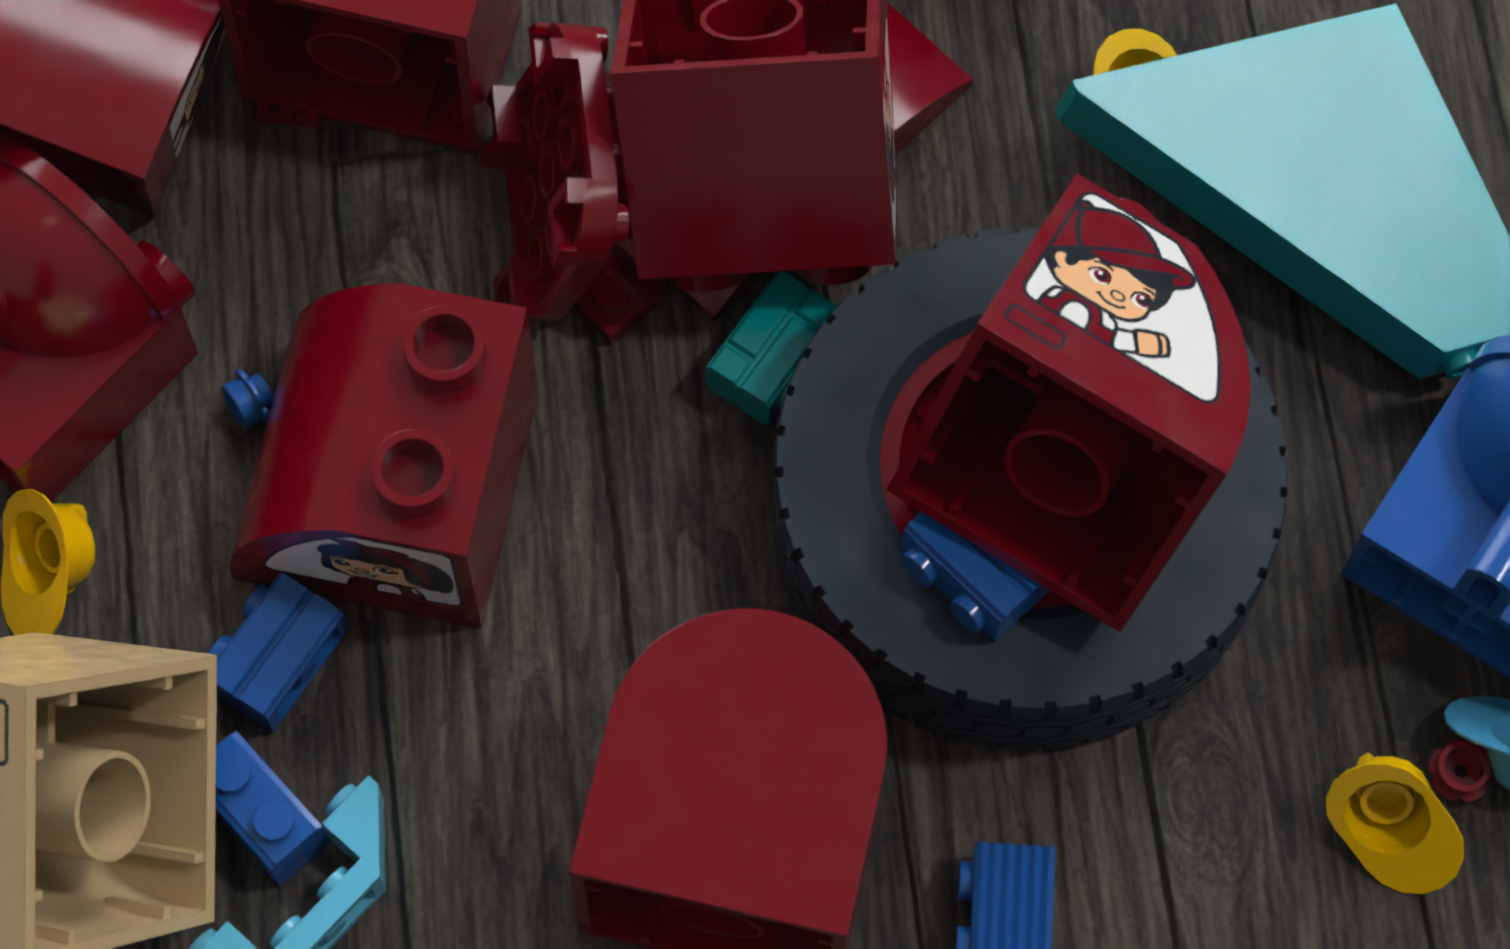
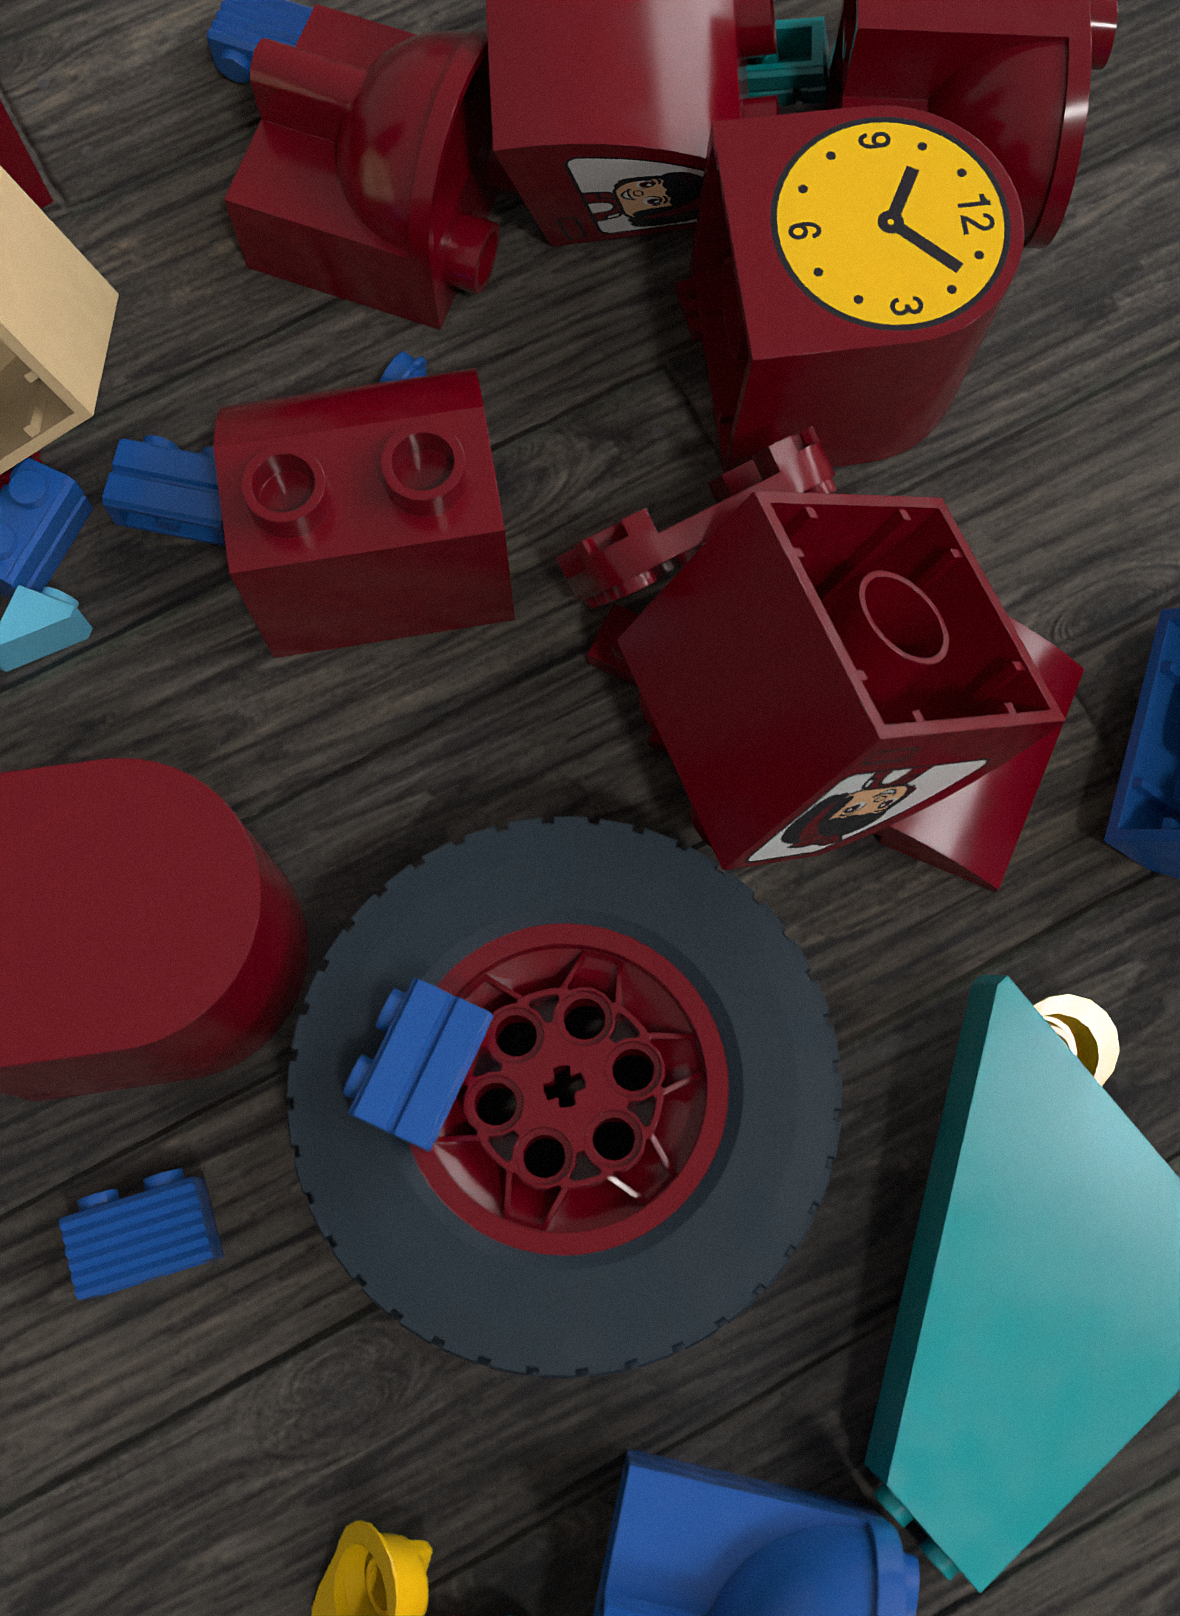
camera: 70 degrees right, 5 degrees up
(43, 560) = (199, 284): yellow piece -> none
(766, 347) = (629, 793): teal brick -> none
(1088, 407) = (591, 1117): dark red brick -> none

